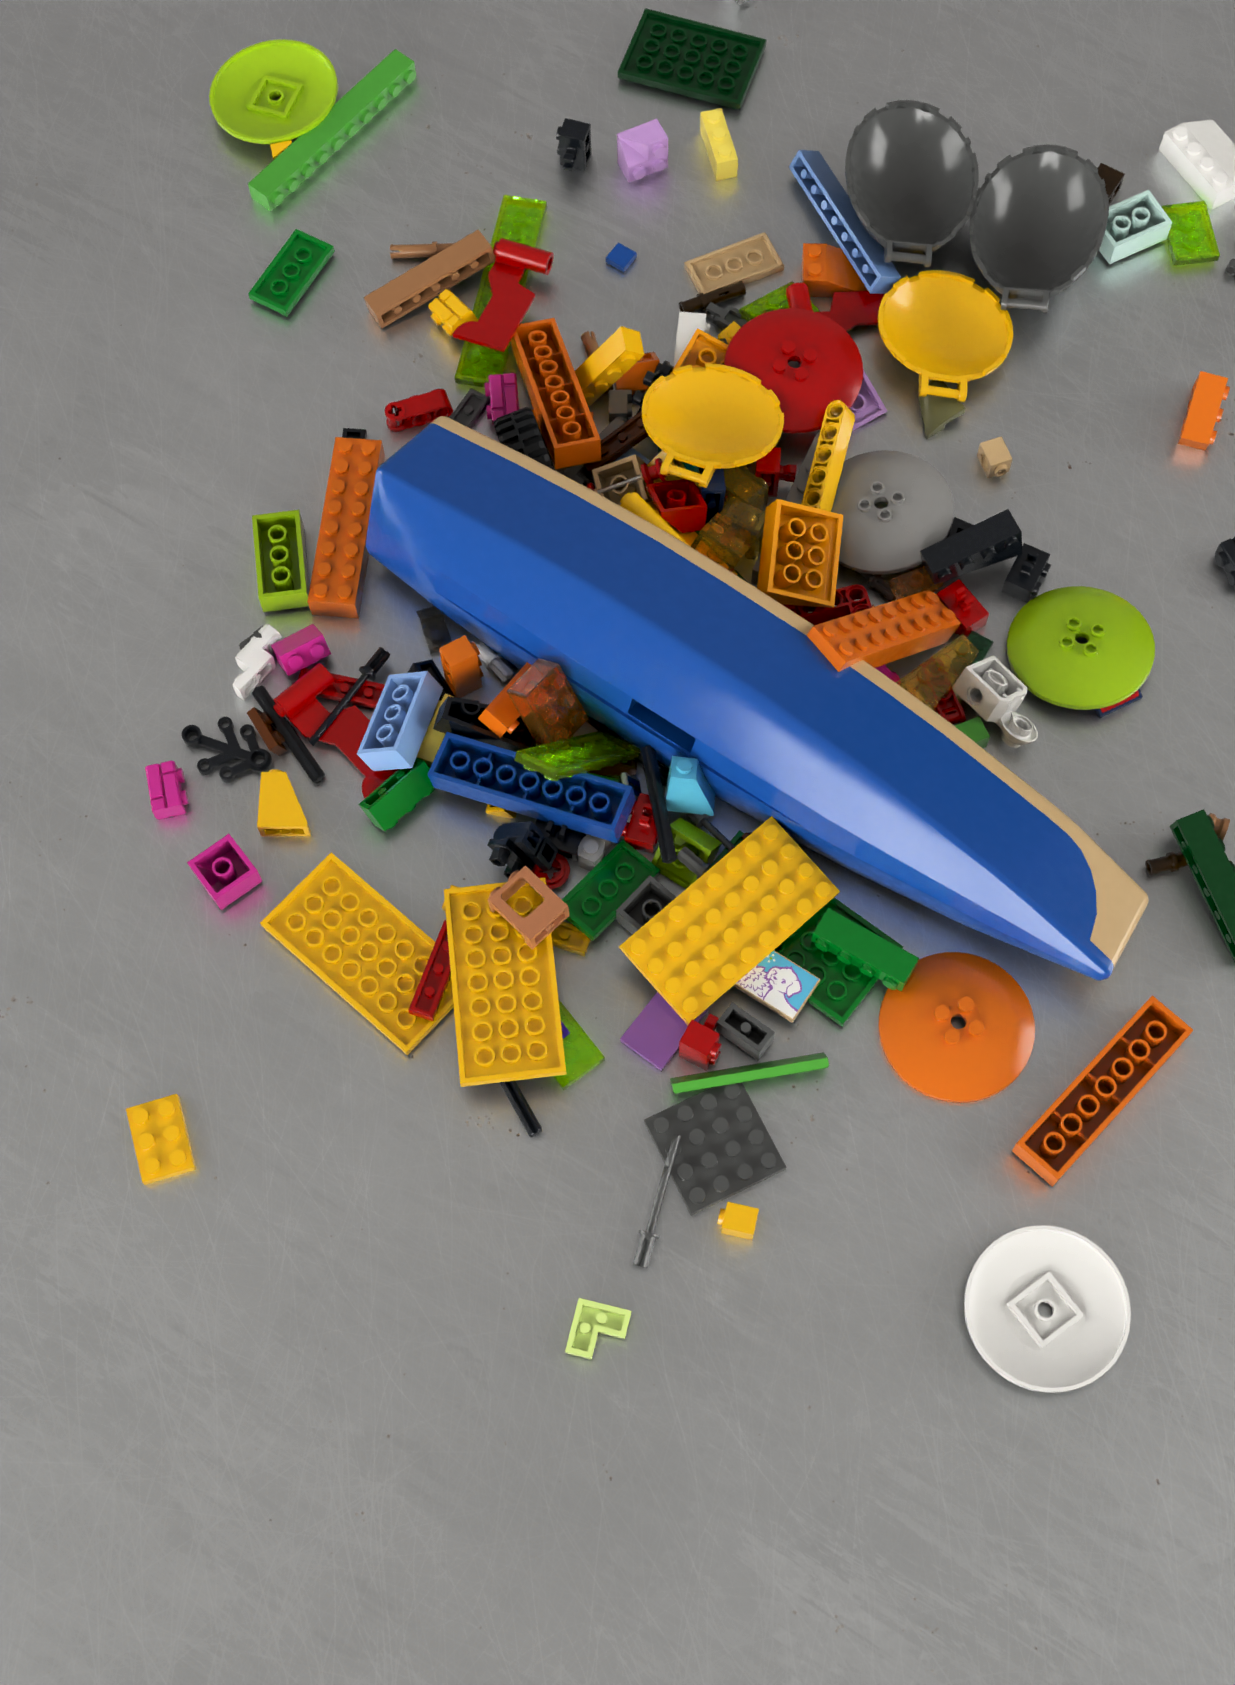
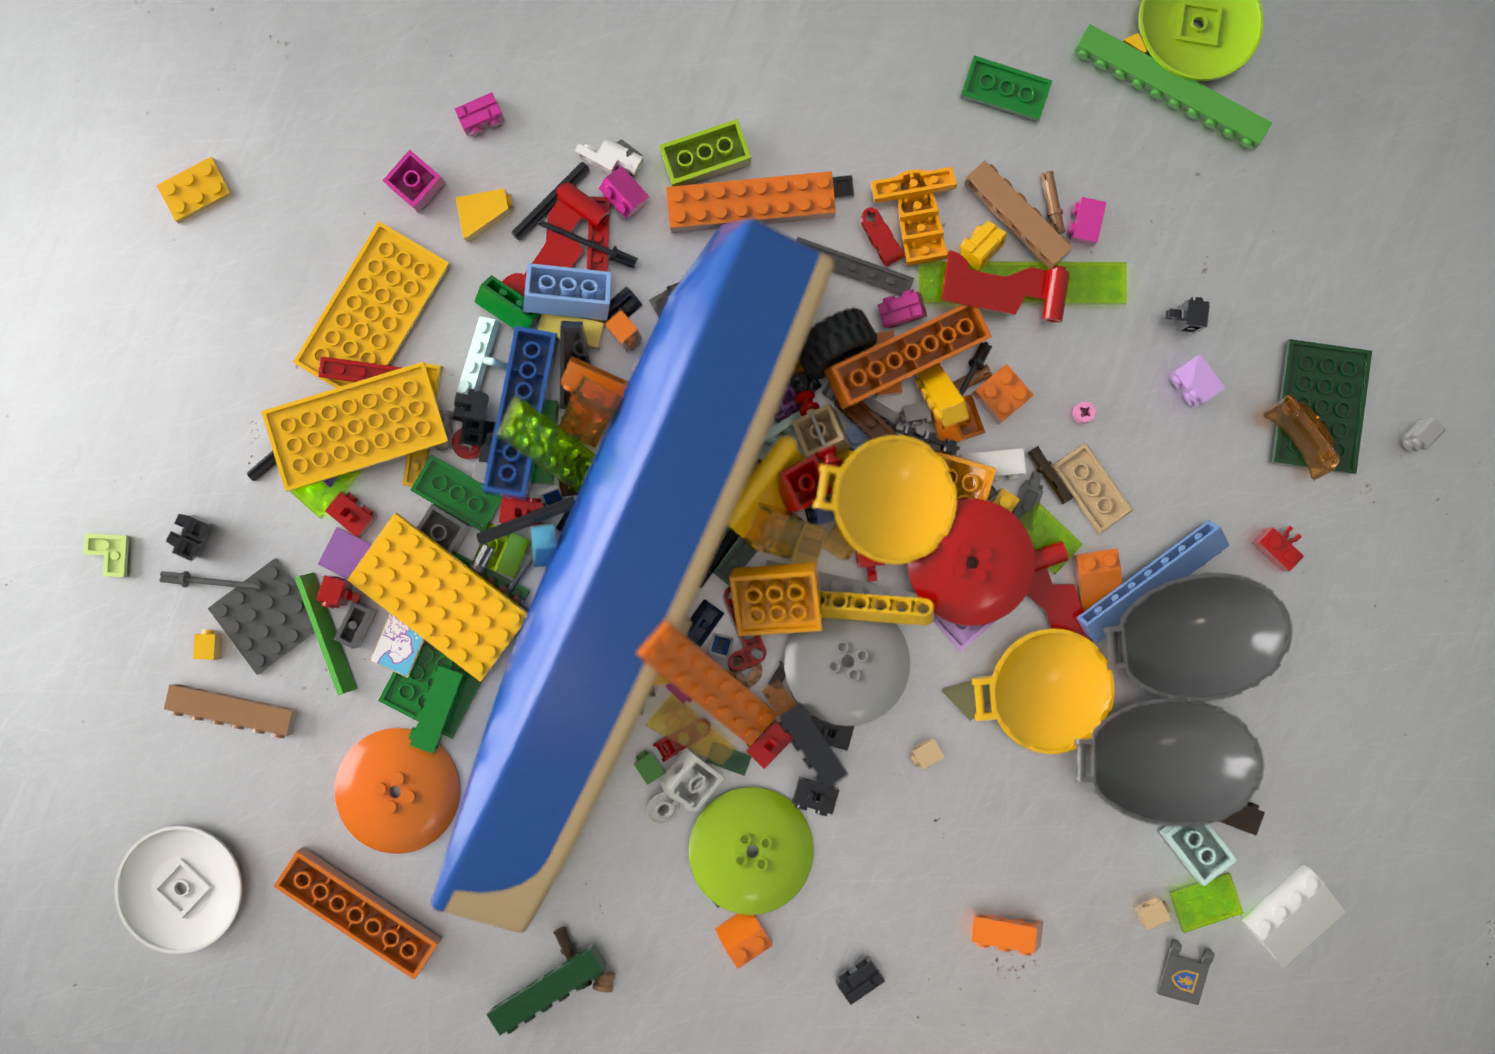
camera: 80 degrees right, 20 degrees up
(229, 751) = (526, 157): black plant -> none
(271, 737) = (546, 183): reddish brown plate -> none
(400, 369) = (918, 210): none -> light orange slope
(451, 221) = (1087, 221): none -> dark pink brick
(451, 839) = (479, 355): none -> light aqua plate
(540, 921) = (403, 447): nougat window -> none
(579, 341) = (976, 363): none -> black piece
(595, 1212) = (192, 537): none -> black hips
(608, 1016) = (351, 514): none -> red brick
(612, 314) = (1002, 394): none -> orange brick
(621, 257) = (1081, 383): blue tile -> none
(649, 261) = (1080, 415): none -> bright pink wheel
(718, 144) = (1222, 450): light yellow brick -> none
(721, 68) = (1307, 433): none -> clear orange windscreen
(824, 1206) = (231, 710): none -> medium nougat brick
(829, 113) = (1278, 548): none -> red brick
(1181, 671) = (743, 938): none -> orange slope
(1195, 280) = (1153, 913): none -> tan brick

